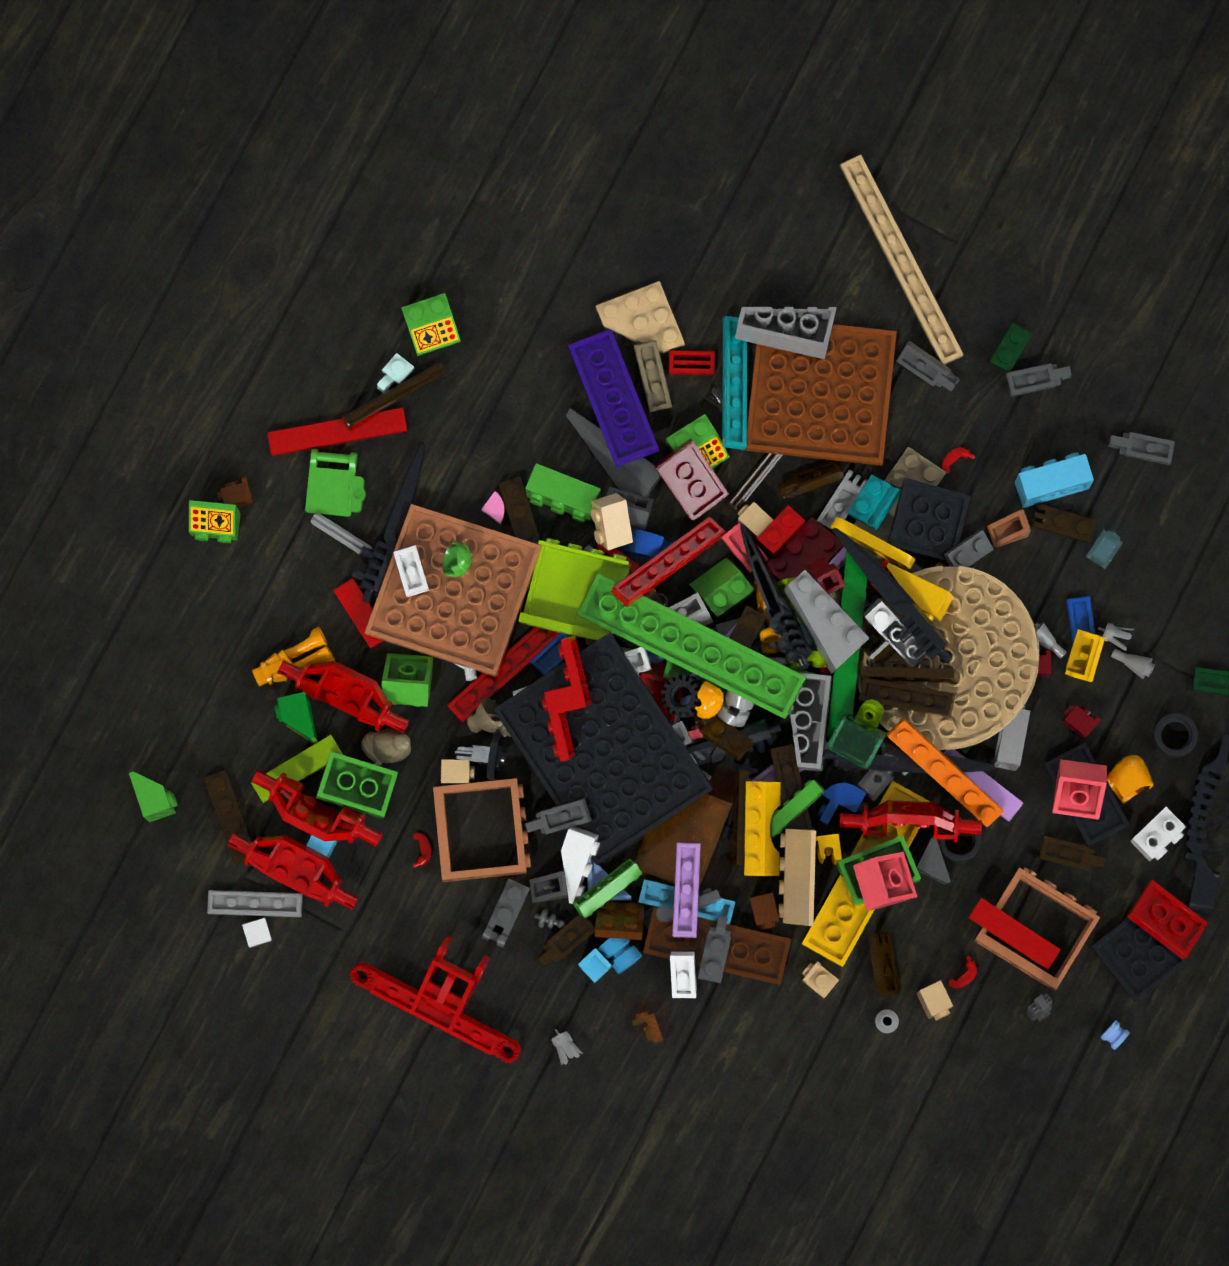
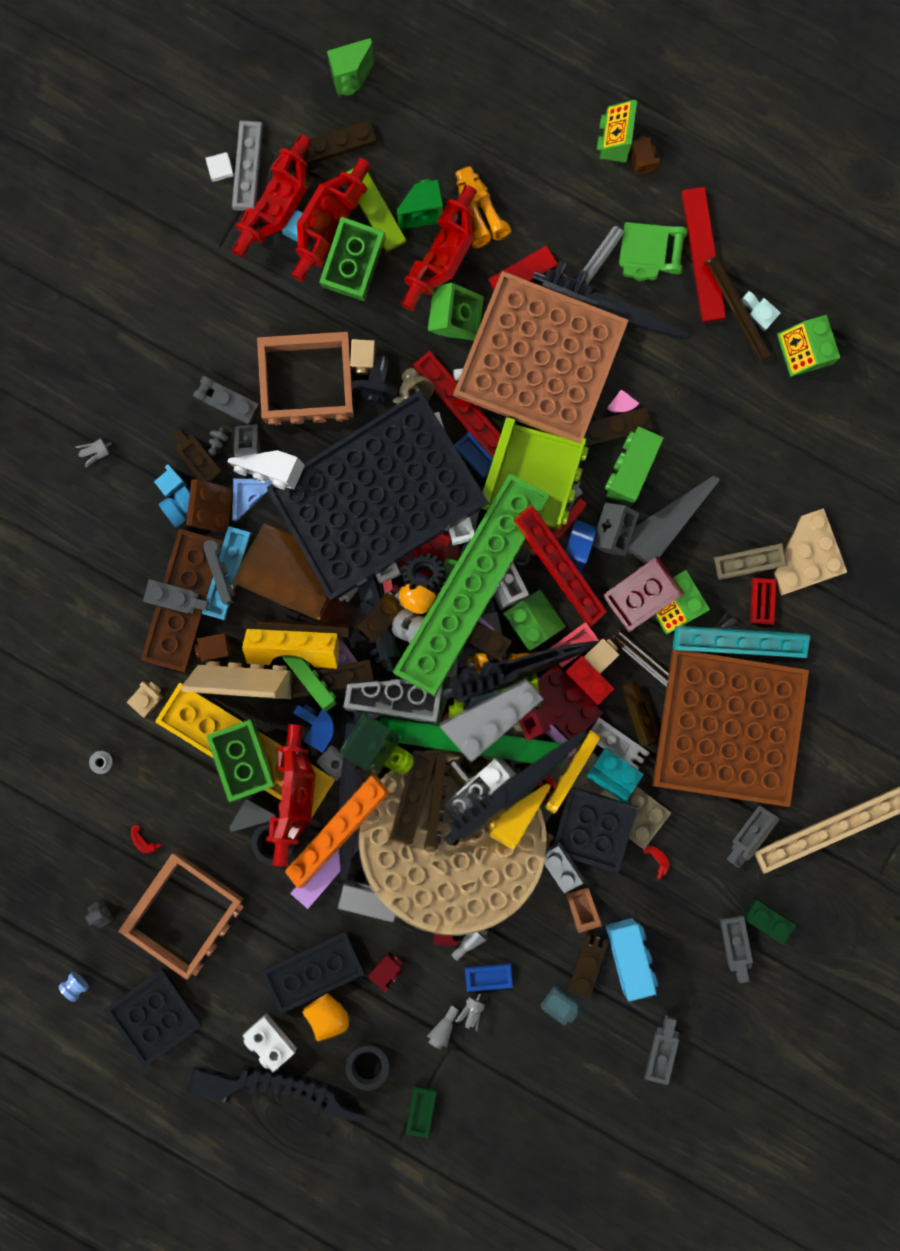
camera: 90 degrees right, 5 degrees up
(386, 746) = (391, 292): dark tan hair -> none
(411, 571) = (560, 315): white plate -> none
(425, 850) = (291, 326): red piece -> none
(438, 1004) = (138, 332): red piece -> none
(457, 560) = (568, 359): bright green hair -> none
(560, 817) = (311, 452): dark grey hinge -> none
(566, 698) = (421, 456): red bracket -> none
(607, 888) = (241, 495): bright green piece -> none
(611, 521) = (602, 510): tan brick -> none
(613, 398) = (728, 520): dark purple plate -> none
(652, 1030) = (106, 535): clear orange bracket -> none
(683, 974) = (154, 566): white plate -> none
(686, 890) = (230, 569): lavender tile -> none
(788, 328) = (795, 696): light grey wedge -> none
(828, 844) = (273, 712): yellow hinge -> none
(883, 964) = (155, 762): dark brown hinge -> none
(885, 880) = (225, 765): coral slope -> none
(935, 1001) = (113, 810): tan brick -> none
(1014, 933) = (174, 892): red tile -> none
(1069, 854) = (254, 952): dark brown hinge -> none
(1079, 789) = (315, 967): coral slope -> none
(1084, 655) = (451, 979): yellow hinge -> none
(1167, 919) = (181, 1047): red plate -> none

